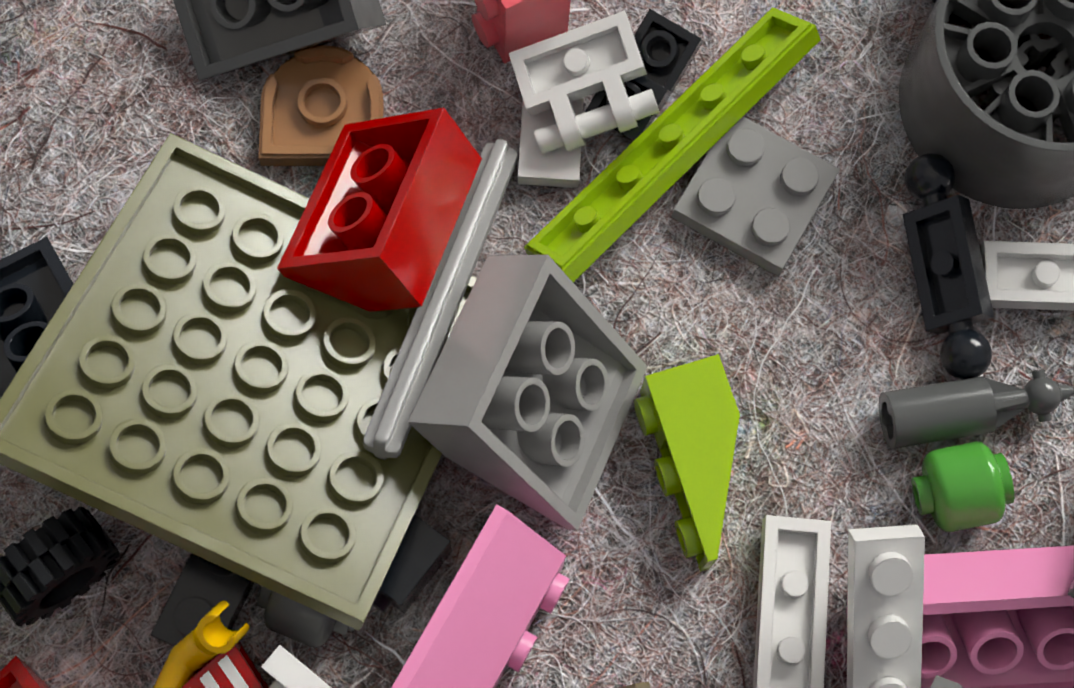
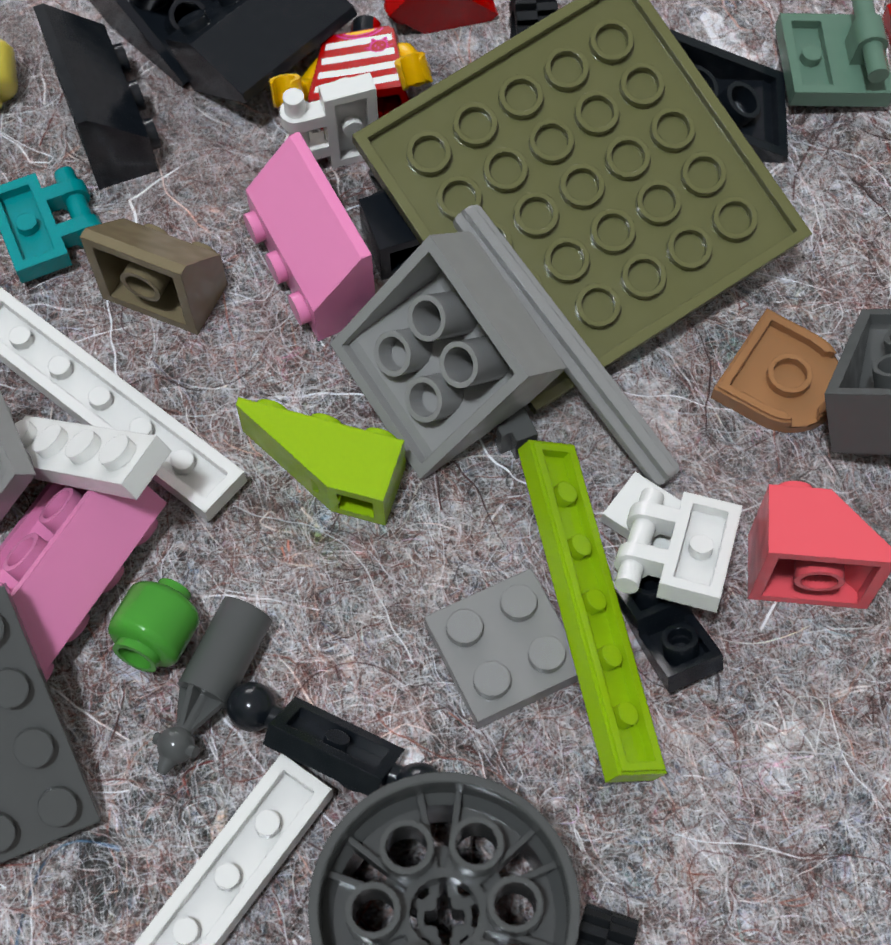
camera: 130 degrees right, 10 degrees down
(383, 210) = (654, 334): red slope -> none

